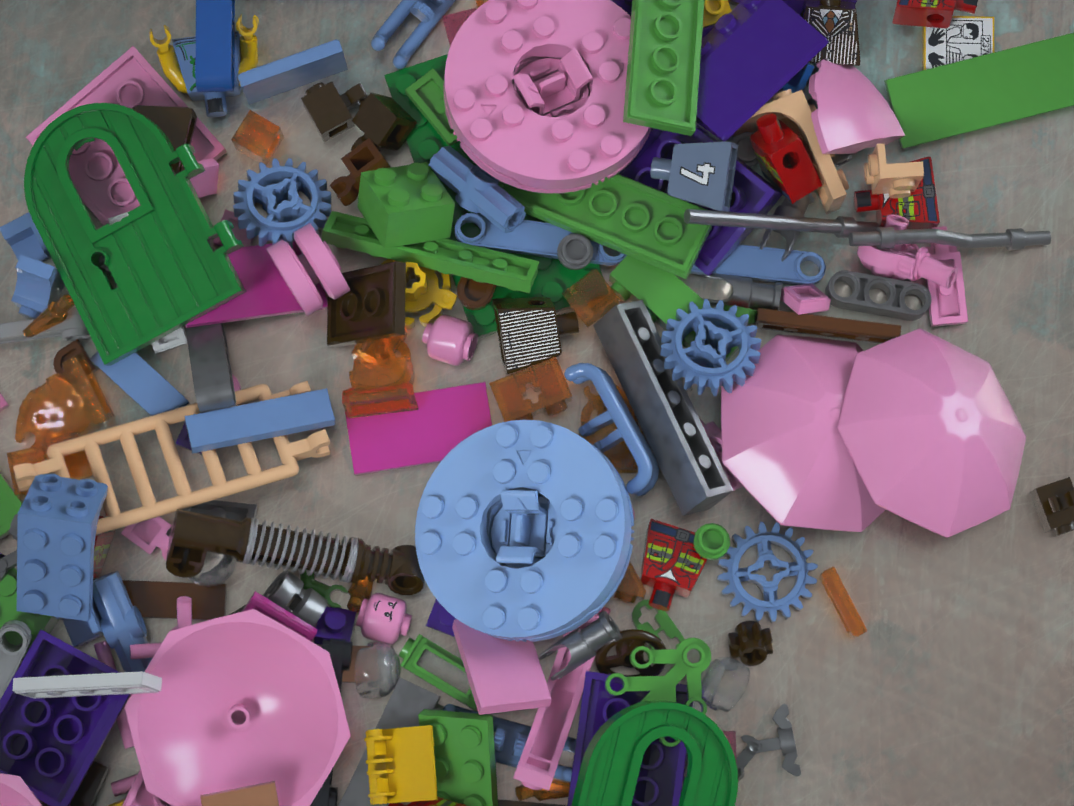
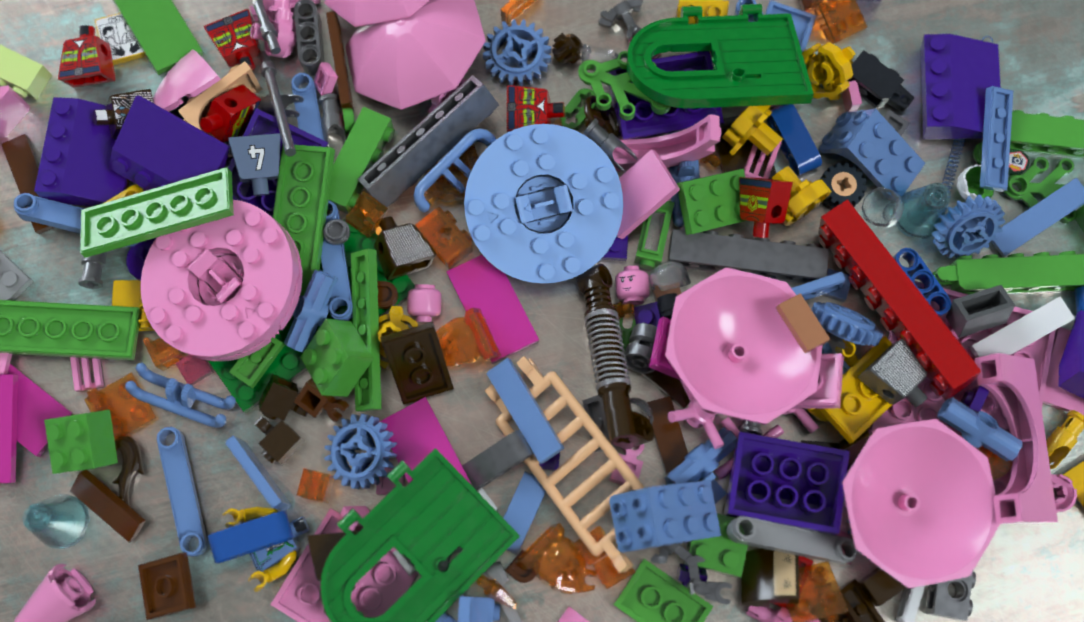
camera: 110 degrees left, 5 degrees down
(87, 685) = (761, 455): white tile -> none
(308, 269) = (404, 408): bright pink wheel -> none
(401, 765) = (730, 234): yellow hinge -> none
(701, 362) = (376, 120): medium blue gear -> none
(711, 541) = (510, 84): bright green plate -> none
(892, 178) = (223, 41): light nougat bracket -> none

